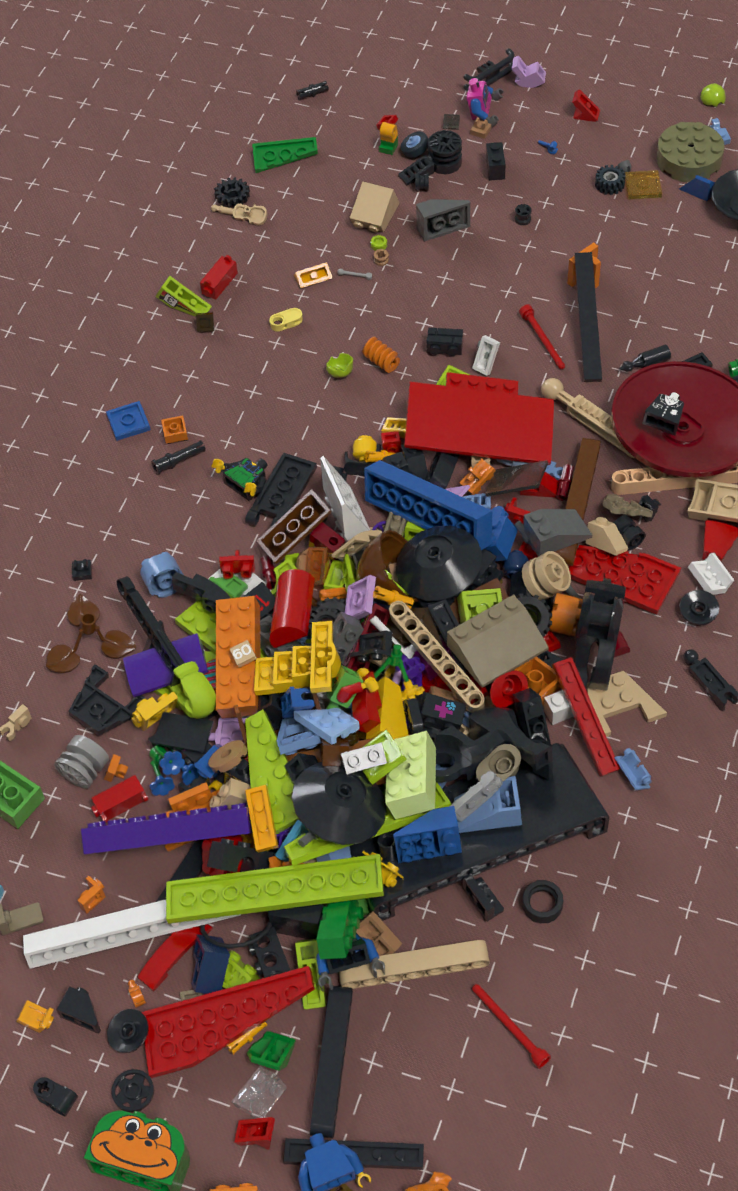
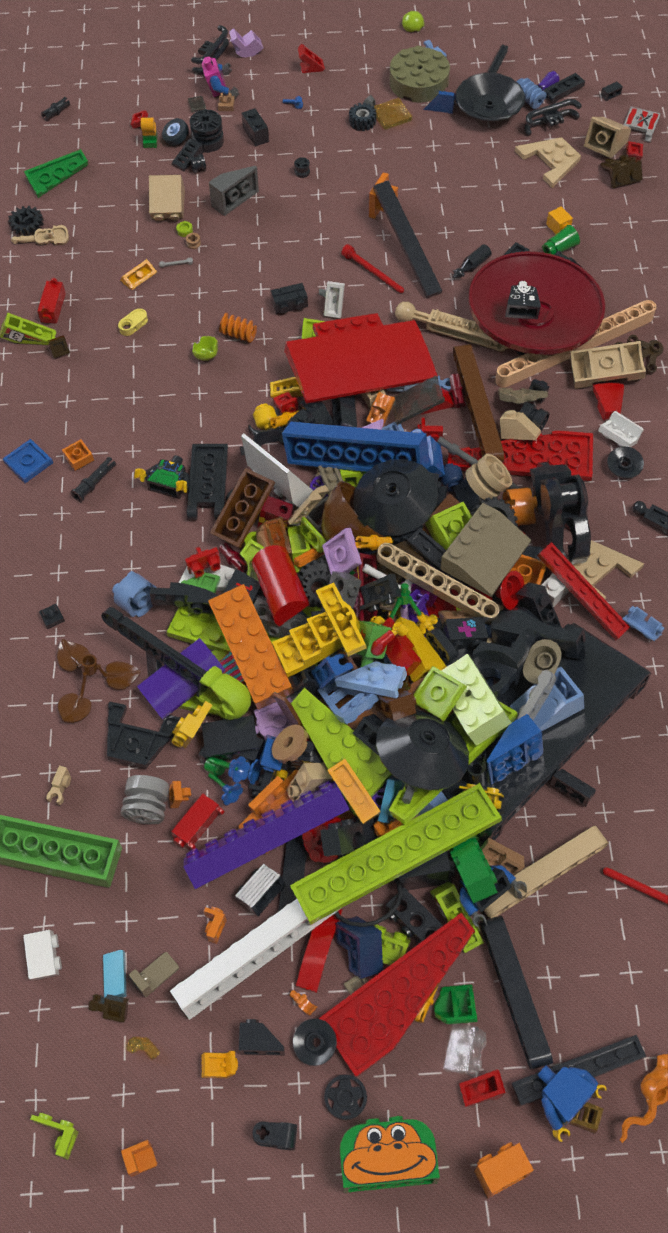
camera: 25 degrees left, 5 degrees up
(144, 880) = (260, 889): none -> brick
(243, 653) = (260, 642): tan tile -> none
(363, 758) = (430, 700): hinge -> none
(539, 886) = (632, 757): black tyre -> none
(555, 529) = (476, 434): dark grey slope -> none

